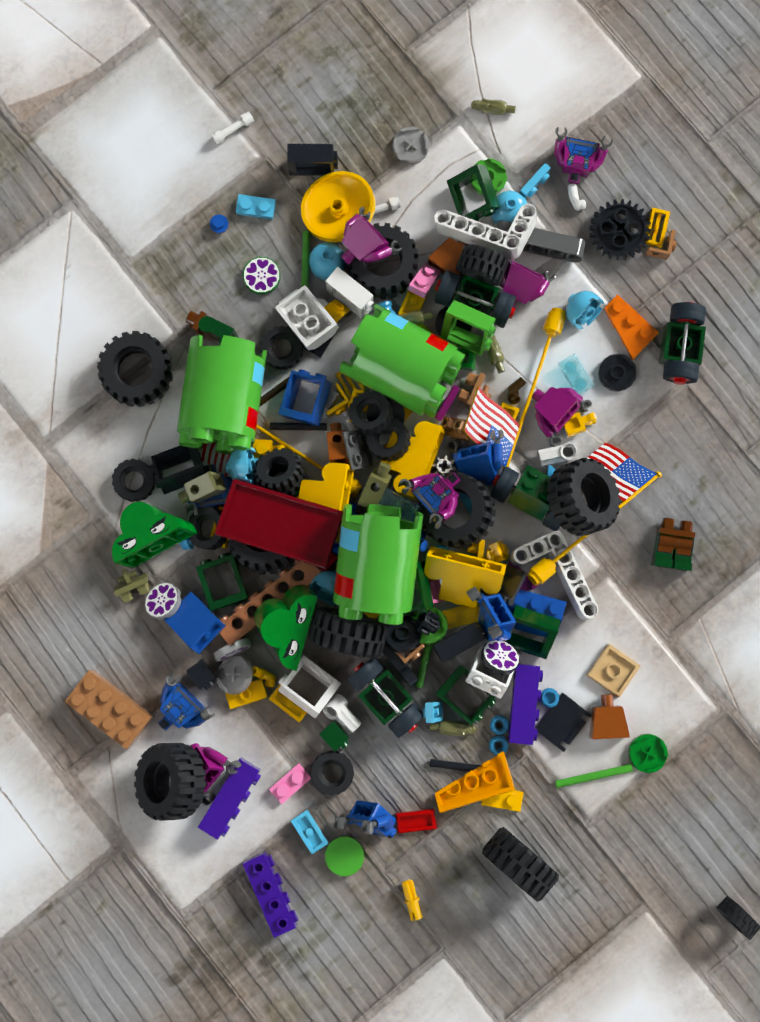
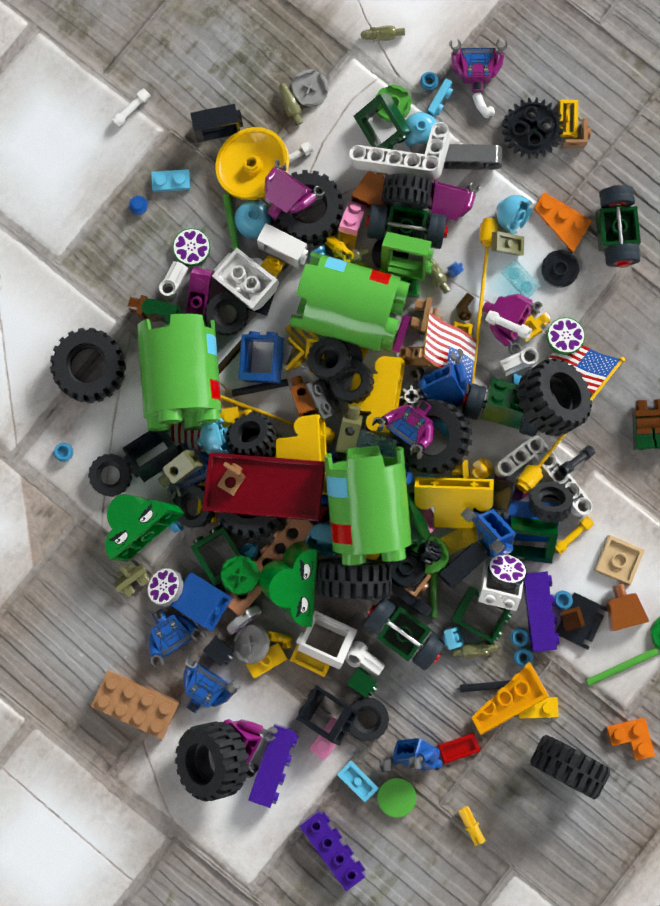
camera: 10 degrees left, 0 degrees up
(93, 448) = (63, 452): none -> dark azure plate
(157, 649) = (170, 635): none -> torso
(237, 303) = (173, 279): none -> white piece
(238, 604) = (240, 575): none -> green tile
(252, 502) = (235, 472): none -> medium nougat bracket
(253, 583) = (250, 550): none -> dark azure plate
(259, 320) = (199, 291): none -> magenta slope
(307, 771) = (342, 724): none -> black window
(388, 157) = (291, 106): none -> olive piece
(404, 307) = (339, 248): none -> yellow axle
(513, 351) = (454, 269): none -> blue plate
(531, 158) = (429, 76): none -> dark azure plate
(554, 718) = (572, 619): none -> reddish brown panel
(560, 587) = (550, 513): none -> black tyre
(566, 425) = (494, 318): none -> white bar
(570, 337) = (507, 243): none -> olive plate
(582, 568) = (568, 466): none -> black bar
(588, 628) = (585, 524): none -> yellow bar
(591, 842) = (636, 733): none -> orange plate
(608, 439) = (565, 336): none -> tile

